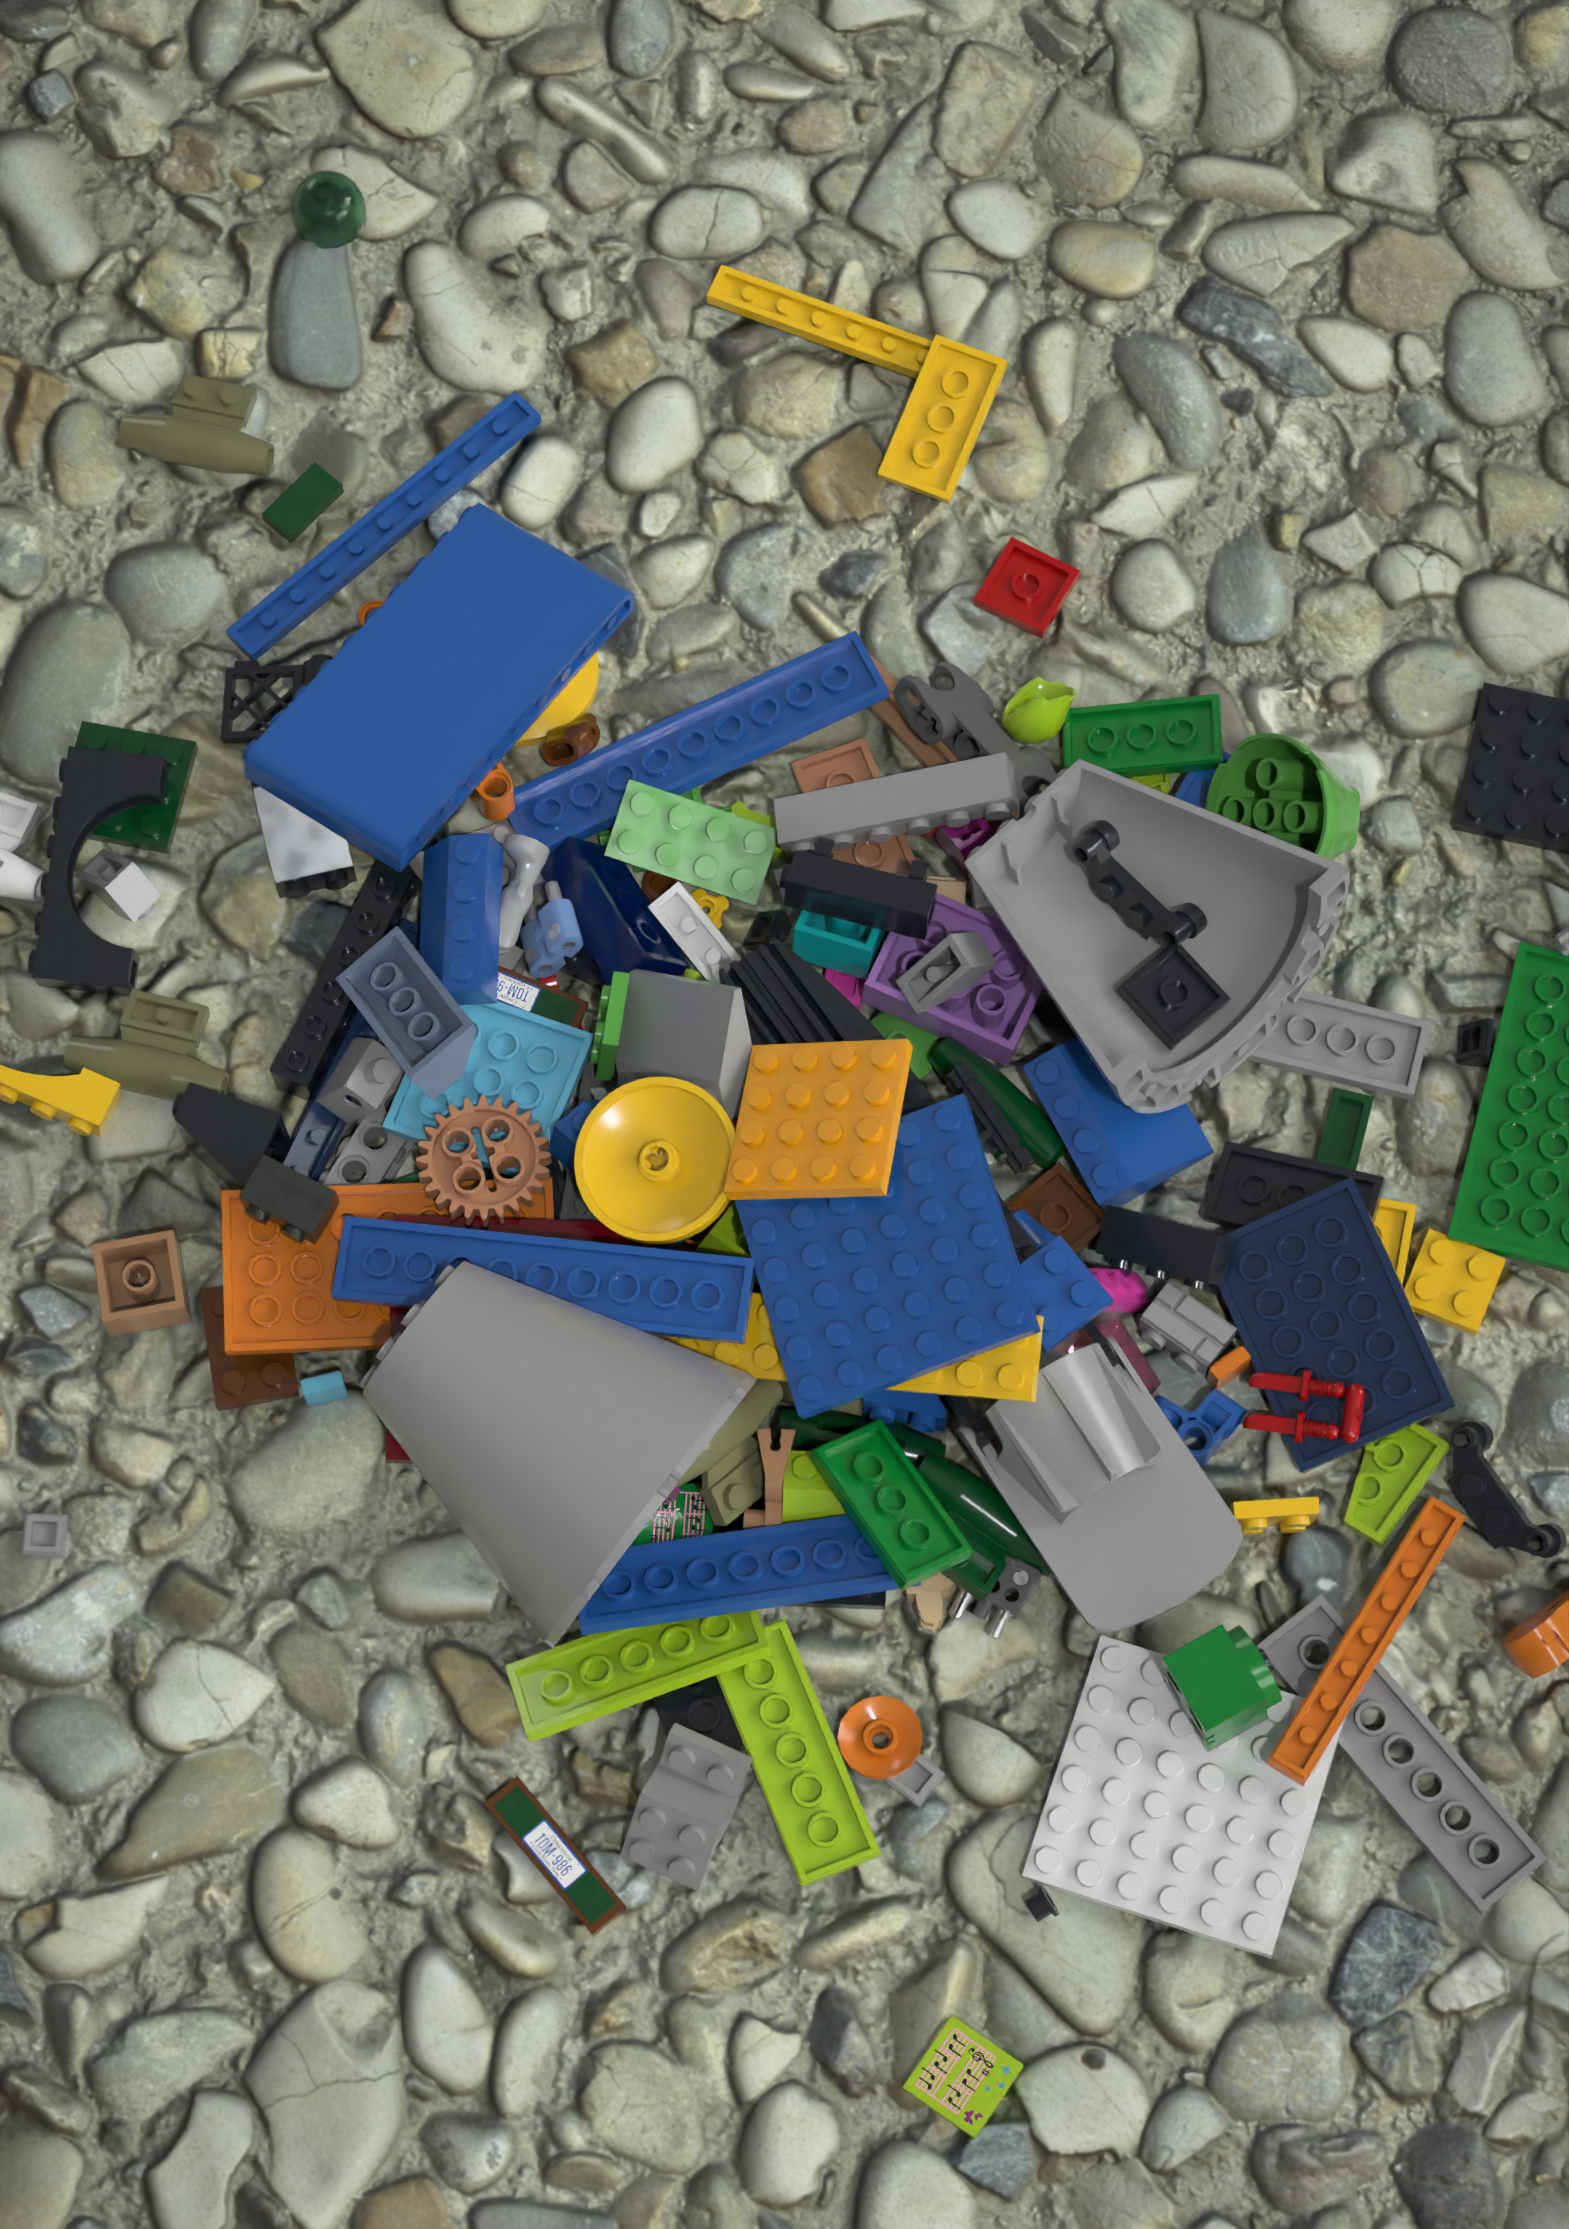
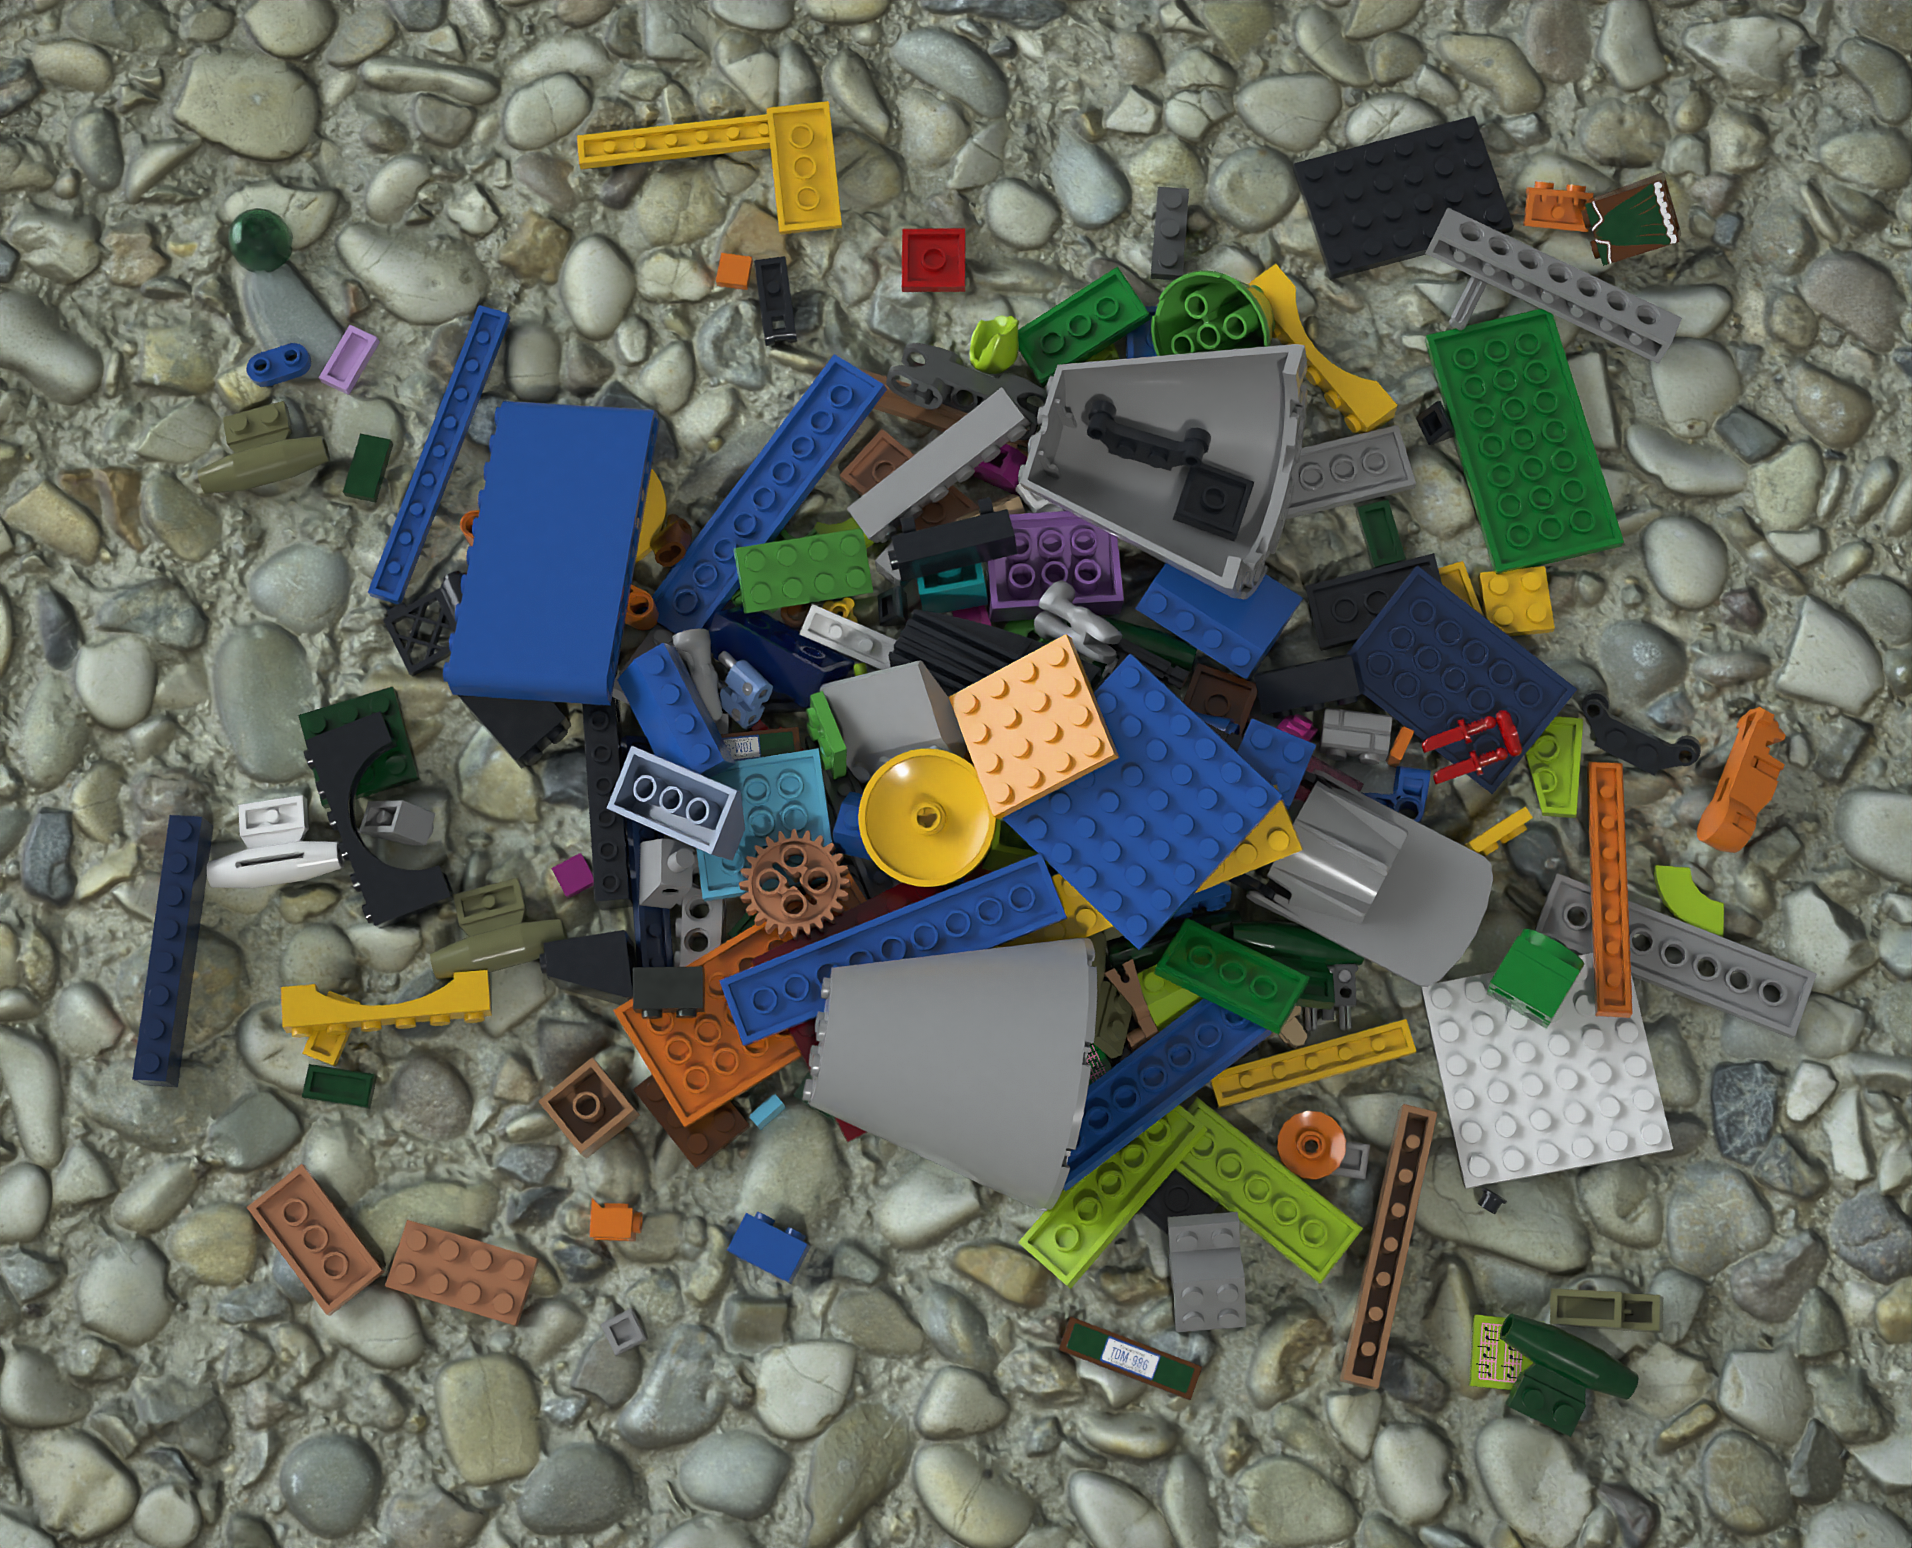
camera: 25 degrees left, 5 degrees up
(100, 1415) = (614, 1222): none -> orange window
(243, 1530) = (769, 1247): none -> blue brick
(267, 1035) = (574, 875): none -> magenta tile
(271, 351) = (278, 366): none -> blue plate
(348, 380) = (349, 359): none -> lavender tile
(806, 492) = (734, 271): none -> orange tile
(831, 544) = (775, 299): none -> black plate
(897, 1889) = (1388, 1247): none -> medium nougat brick
(933, 1653) = (1313, 1063): none -> yellow plate
(938, 1045) = (1086, 630): none -> light grey piece
(946, 971) = (1046, 566): light grey slope -> none
(1010, 2123) = (1561, 1372): none -> dark green plate
(1099, 2091) = (1606, 1310): none -> olive slope
(1303, 687) = (1169, 233): none -> dark grey plate
(1404, 971) = (1358, 399): none -> yellow arch
(1450, 1703) = (1686, 901): none -> lime tile

